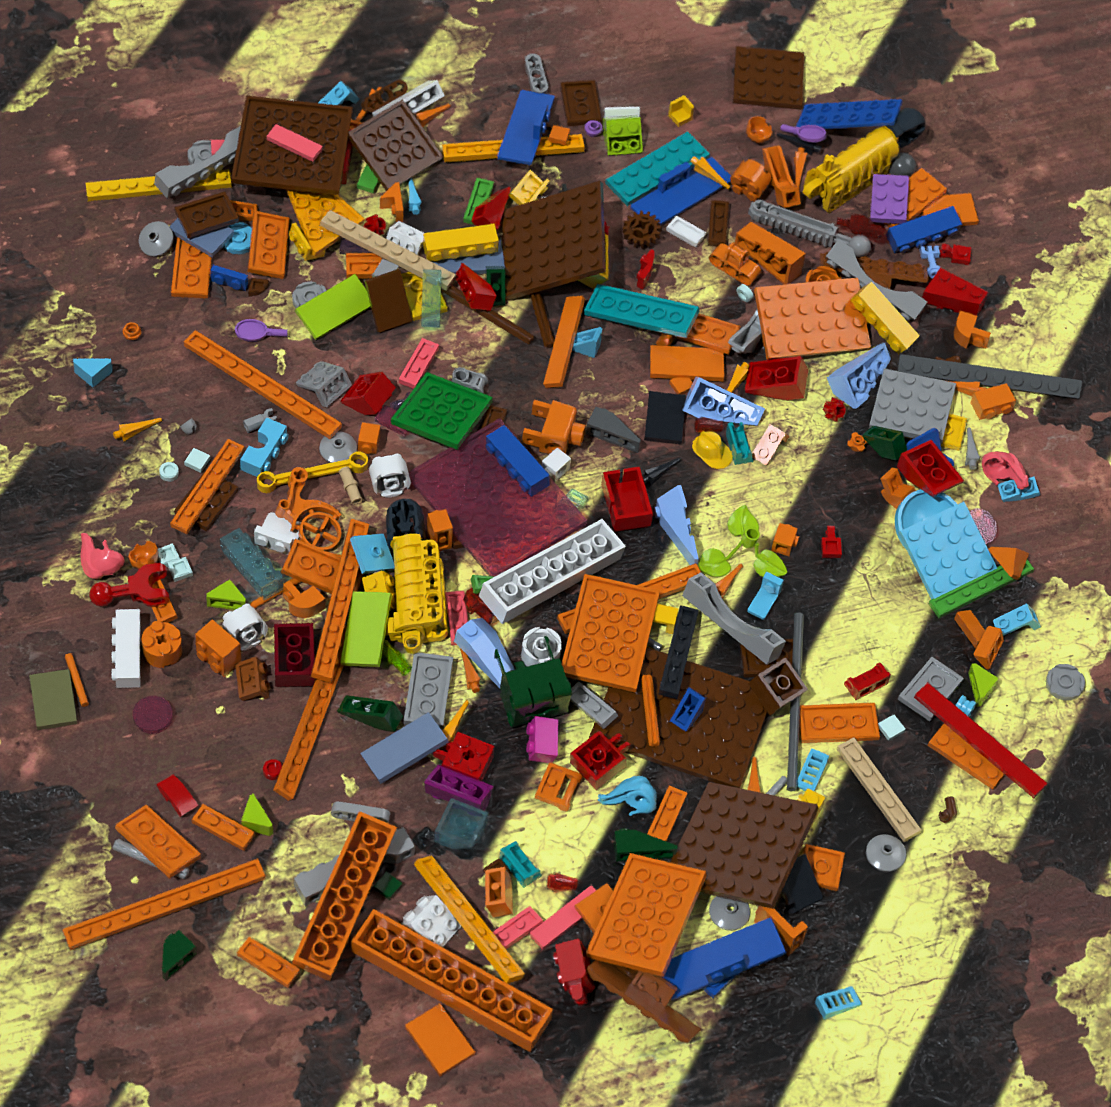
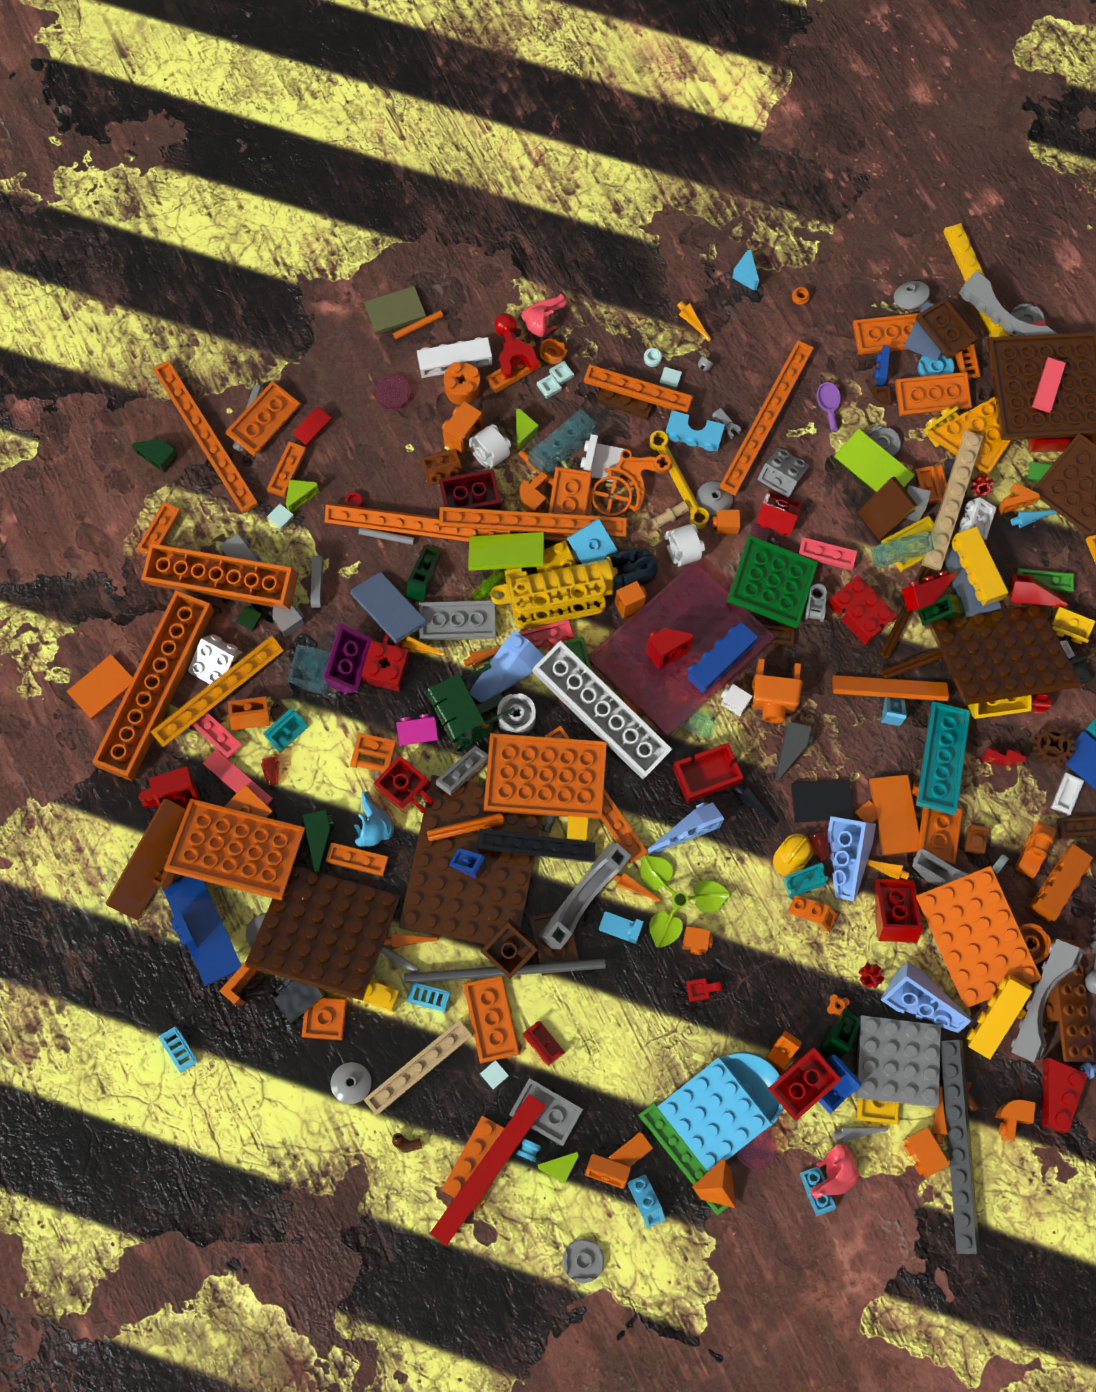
camera: 85 degrees right, 15 degrees up
(276, 841) = (280, 516): none -> light aqua tile
(319, 744) = (387, 536): none -> light grey bar
(486, 340) = (863, 610): none -> red piece
(502, 500) = (667, 646): none -> red slope
(718, 307) = (976, 838): none -> dark orange bracket

